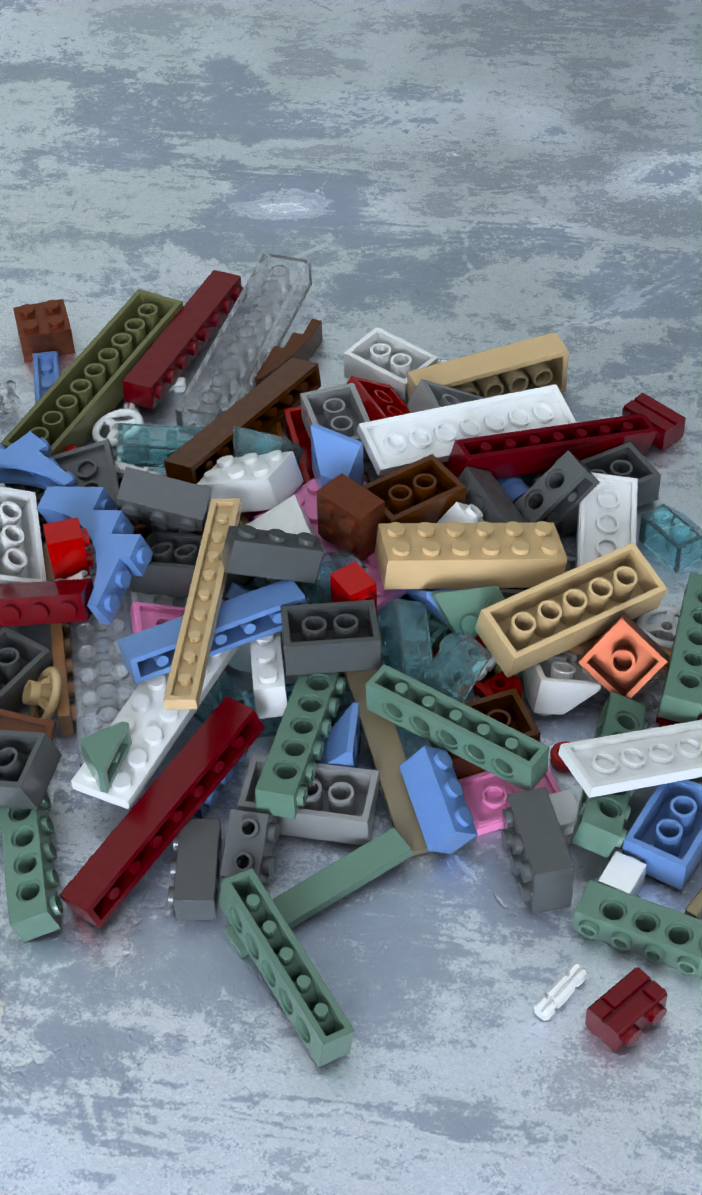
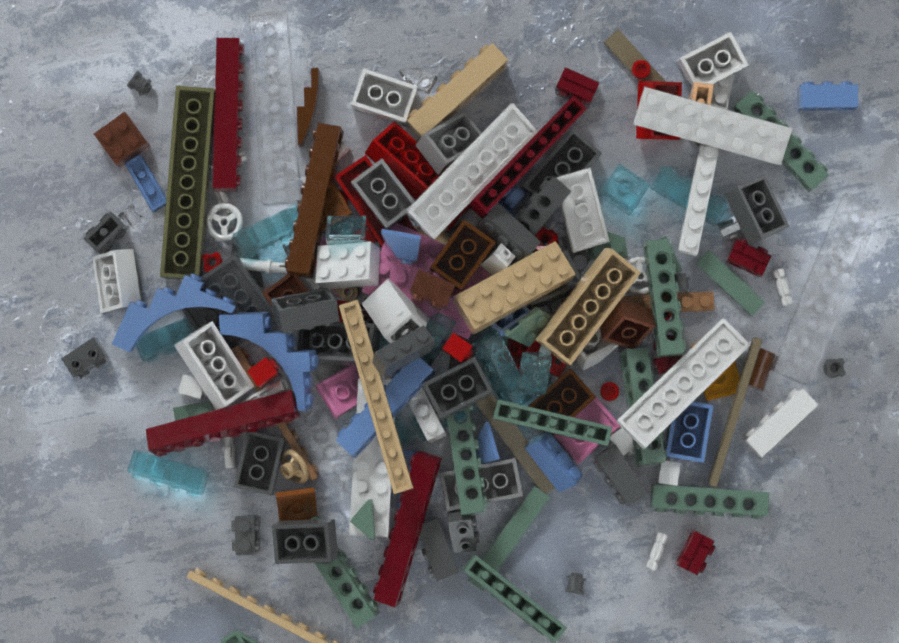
camera: 25 degrees left, 40 degrees up
(98, 293) = (140, 84): none -> dark grey brick
(399, 990) = (575, 583): none -> dark grey brick

